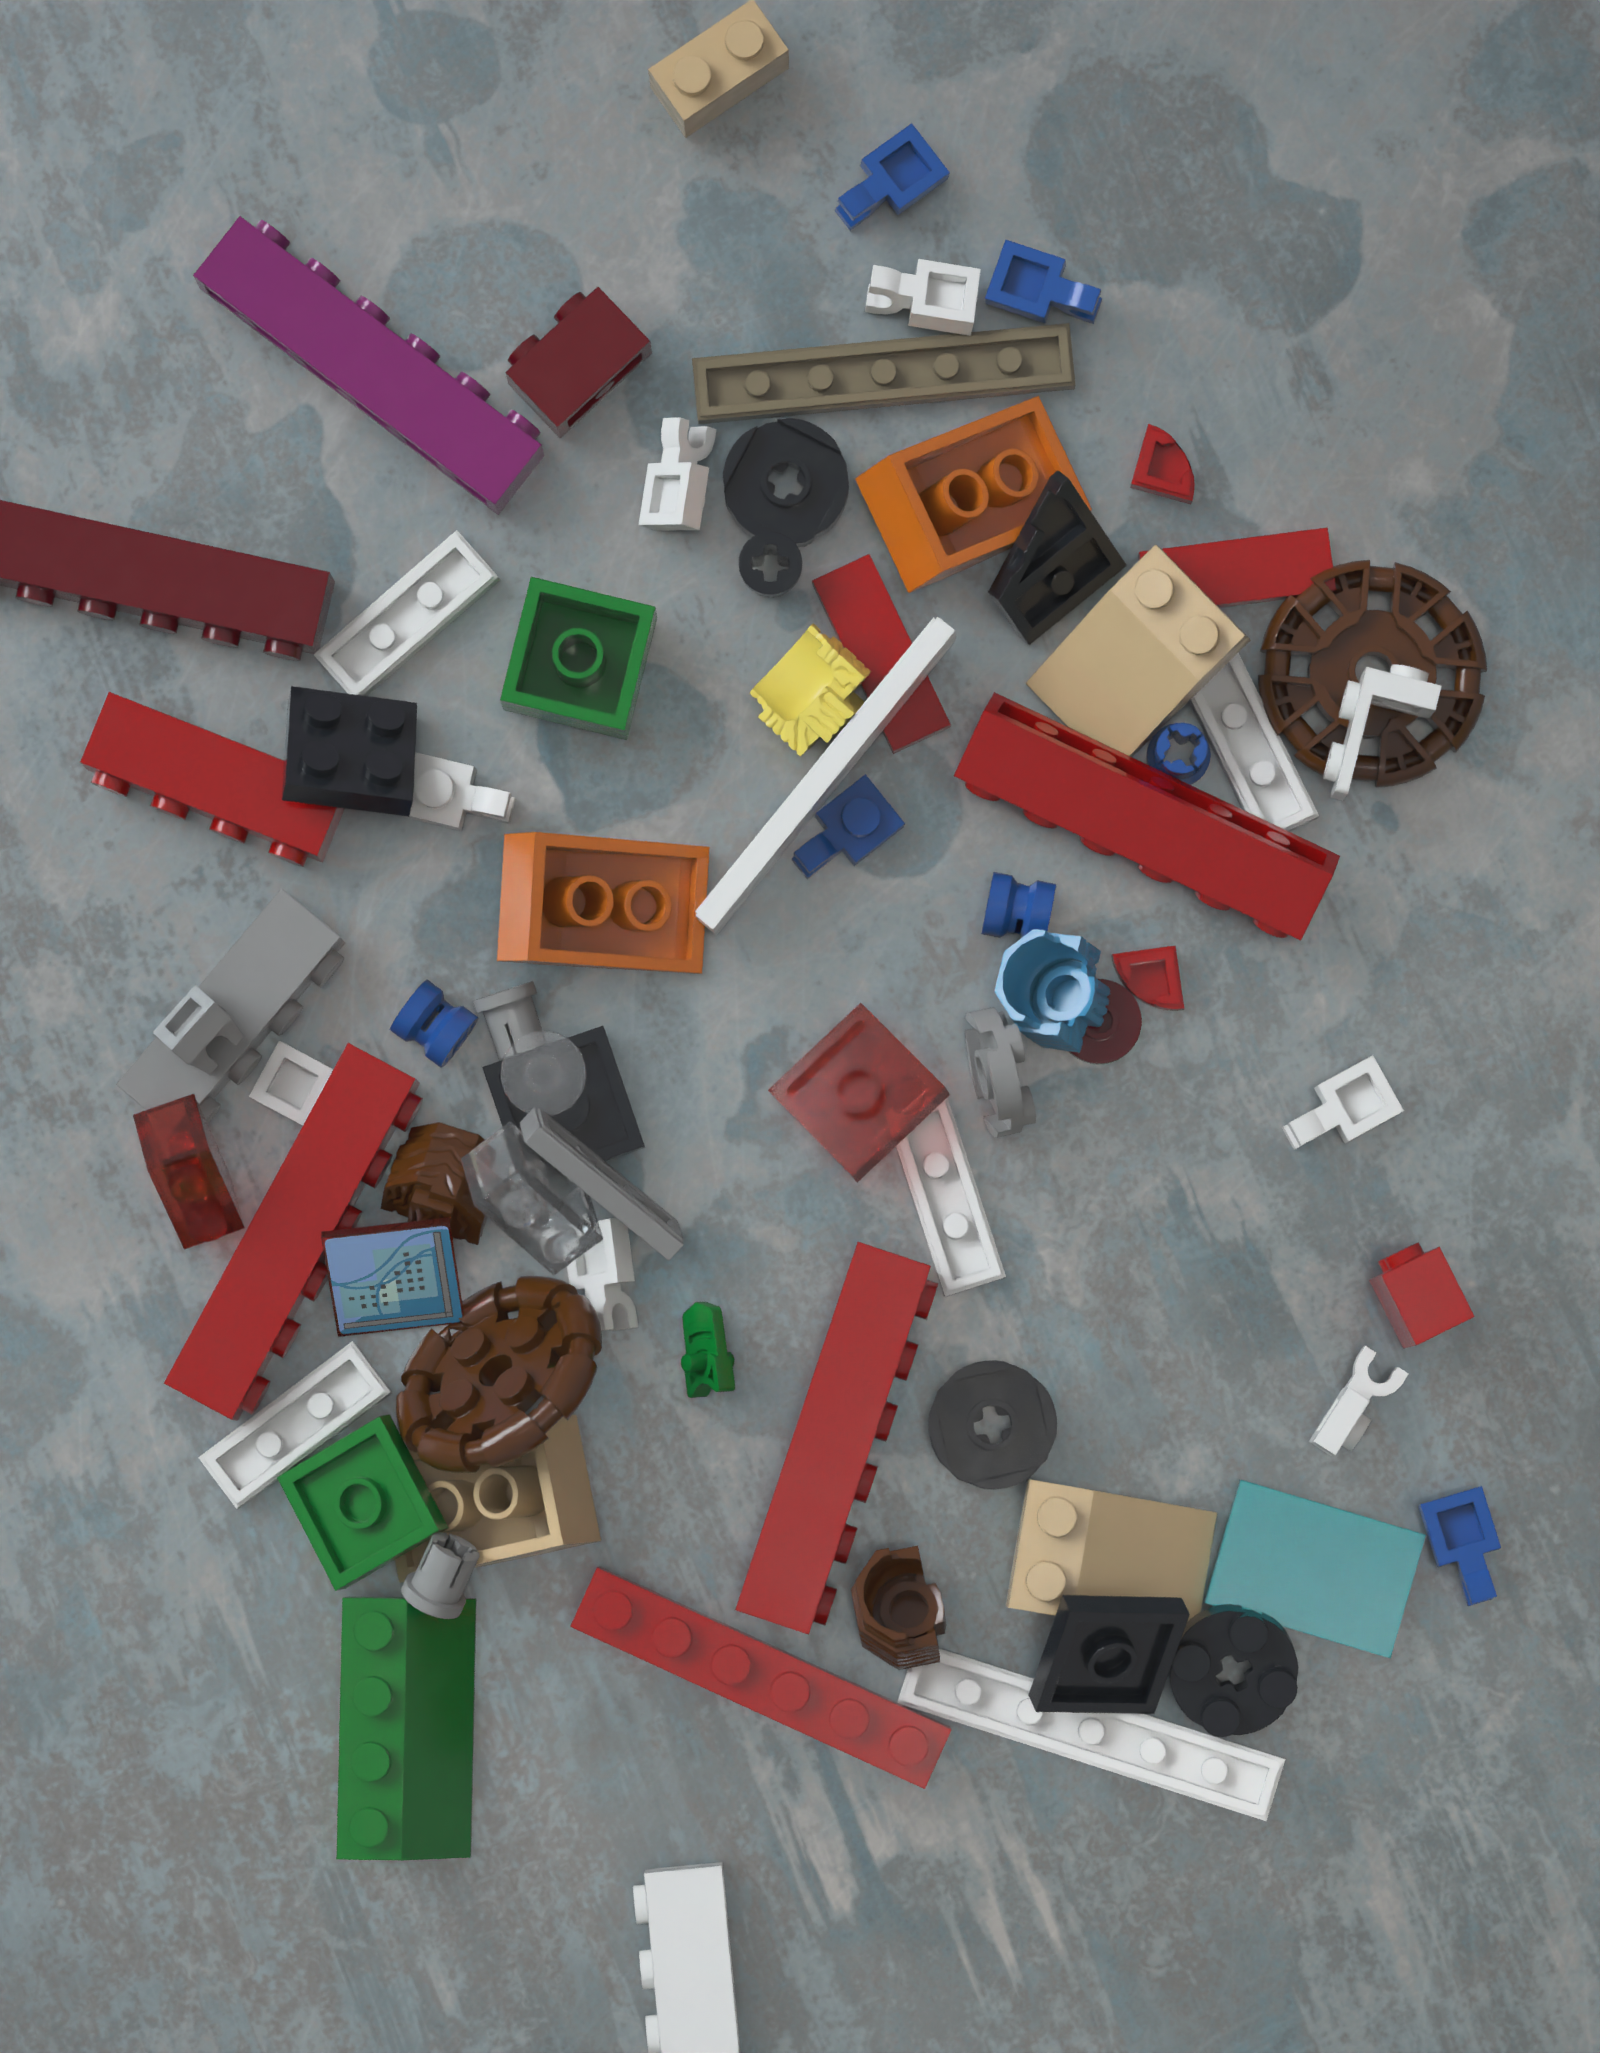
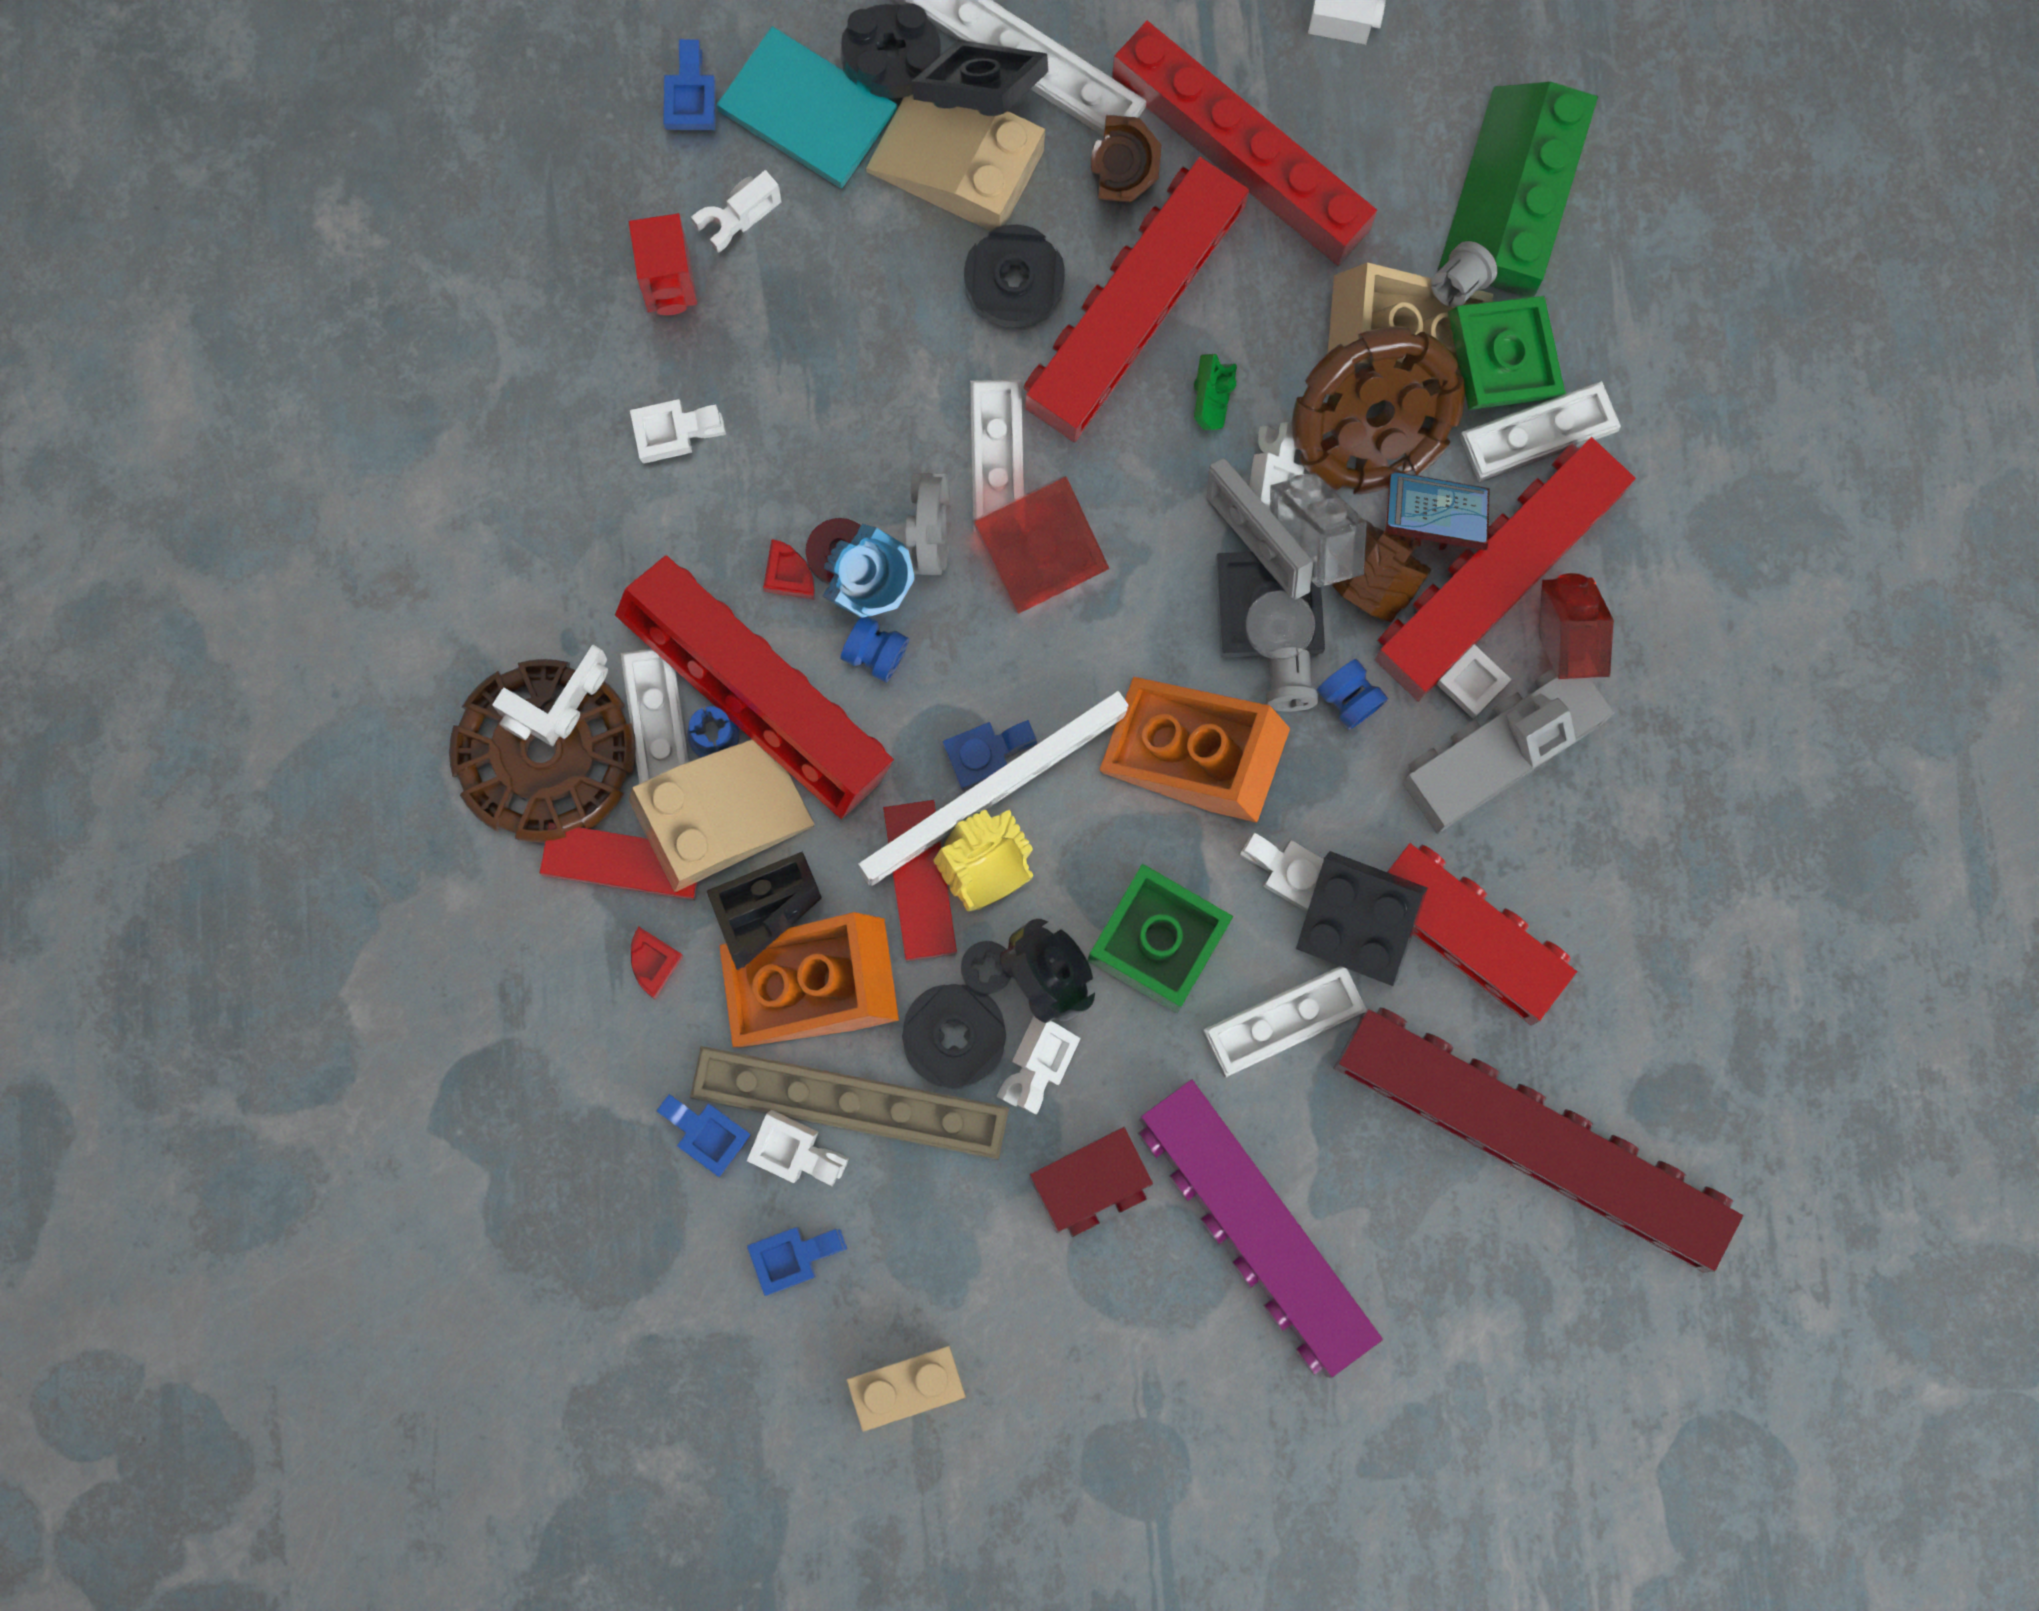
camera: 170 degrees left, 5 degrees down
(691, 552) = (1049, 971): none -> black plate

